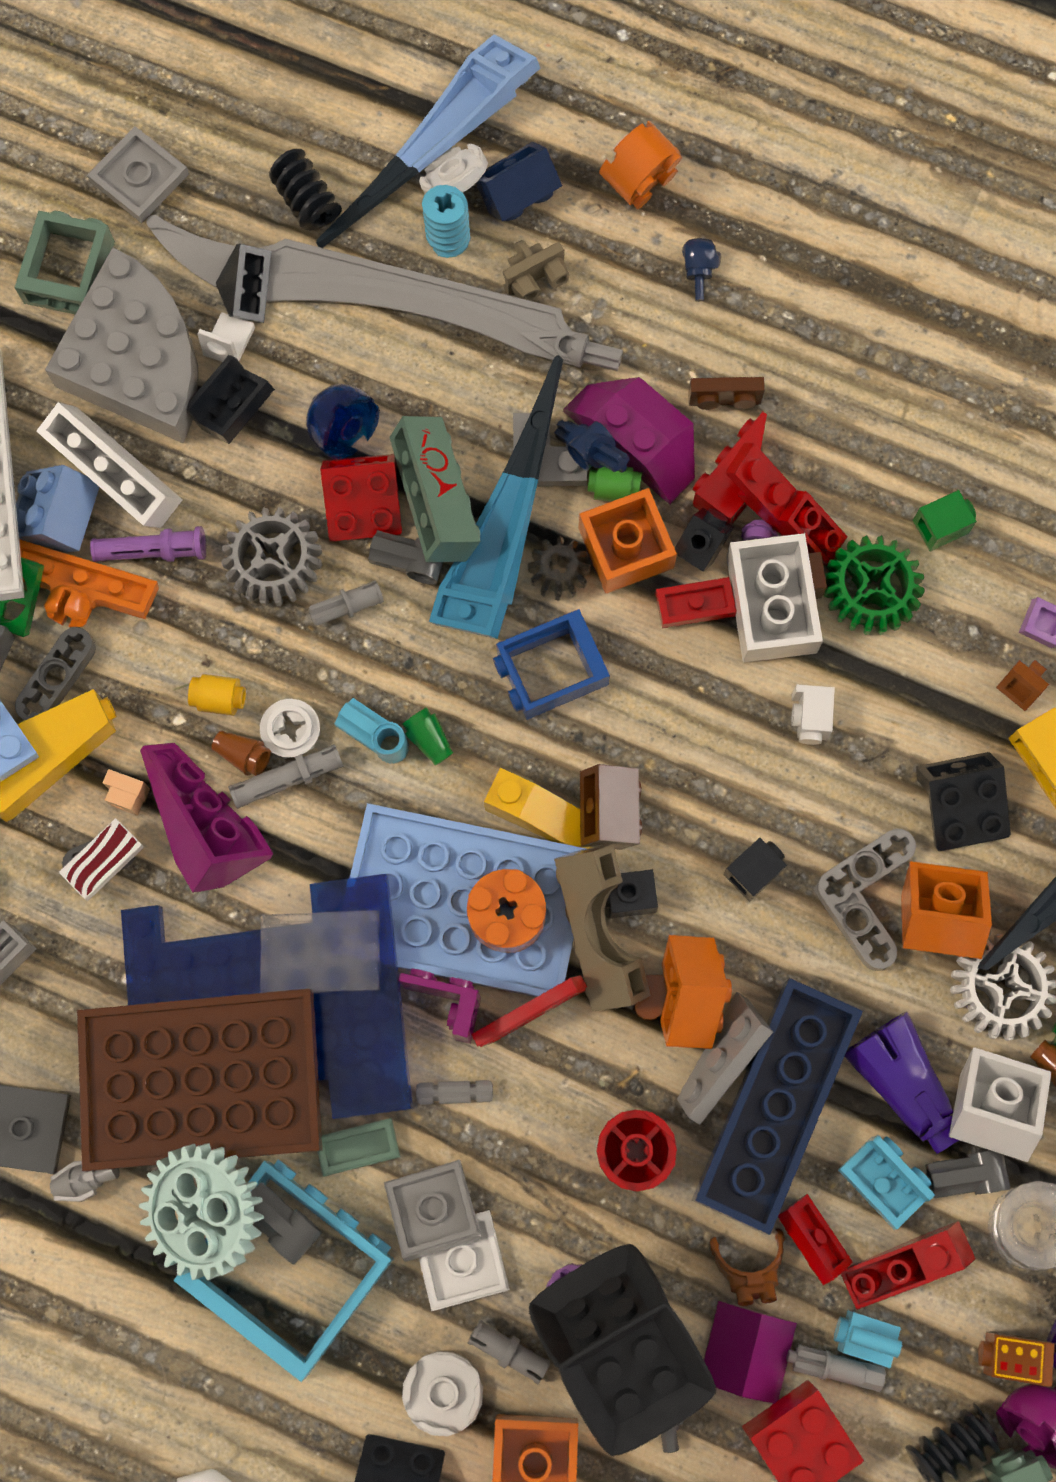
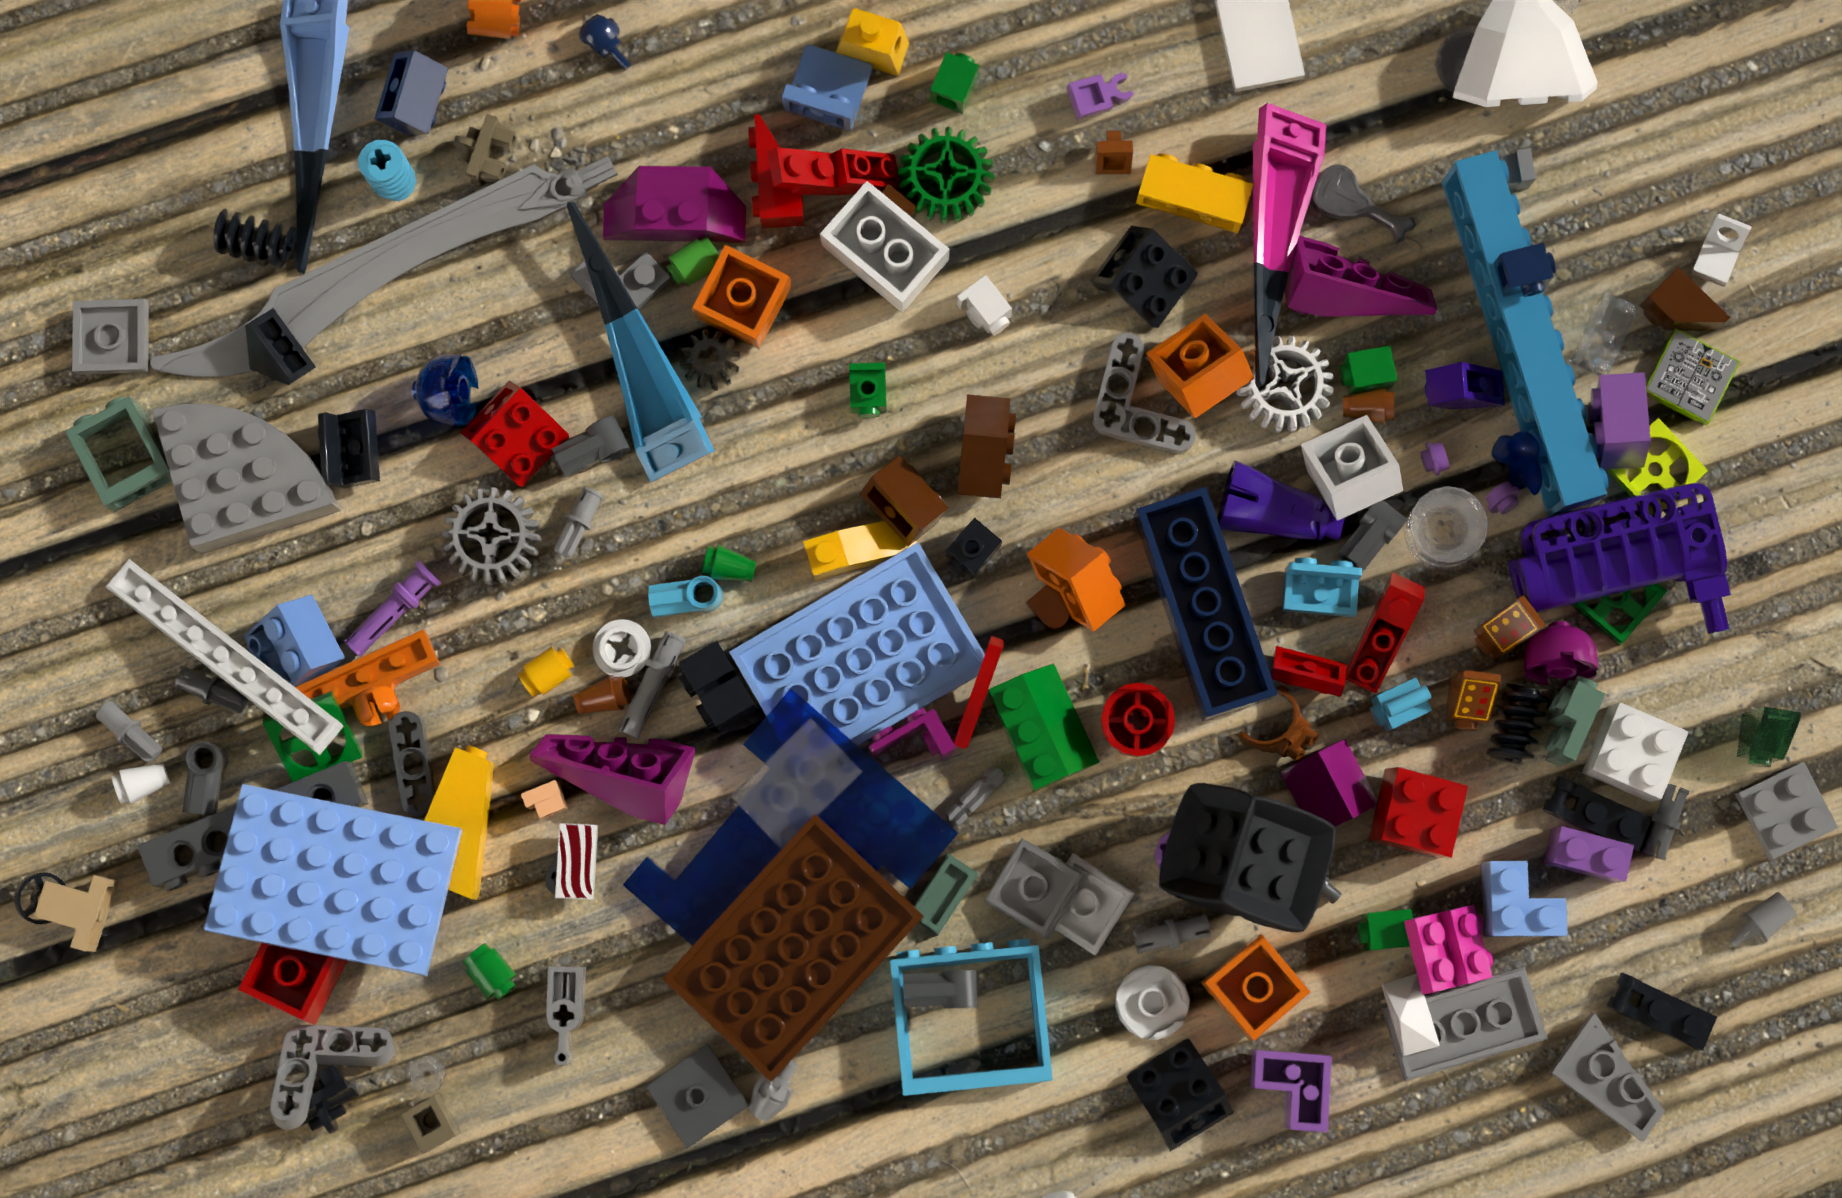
camera: 45 degrees left, 5 degrees up
(109, 465) = (306, 575): white brick -> none
(201, 1211) = (887, 1061): light aqua gear -> none
(227, 338) = (301, 403): white bracket -> none
(331, 812) = (718, 688): none -> black piece
(434, 489) = (567, 381): sand green brick -> none
(455, 168) = (355, 125): white tile -> none
(516, 890) = (892, 618): orange brick -> none
(558, 1086) = (1042, 727): none -> green slope
(576, 627) = (782, 401): blue window -> none
(591, 446) = (653, 249): dark blue axle -> none
(609, 972) = (1010, 616): dark tan arch -> none
(656, 711) = (868, 374): none -> green brick
(695, 602) = (830, 298): red plate -> none
(704, 538) = (795, 246): black brick -> none
(713, 818) = (986, 441): none -> reddish brown brick
(718, 1067) = (1142, 595): light grey wing -> none
(736, 391) = (703, 131): reddish brown plate -> none
(755, 868) = (1044, 452): black brick -> none
(757, 530) = (829, 207): medium lavender plate -> none
(837, 1368) = (1397, 743): light grey piece -> none
(839, 441) = (827, 87): none -> medium blue bracket
(904, 432) = (874, 41): none -> yellow torso
(932, 1389) = (1471, 699): none -> dark orange slope

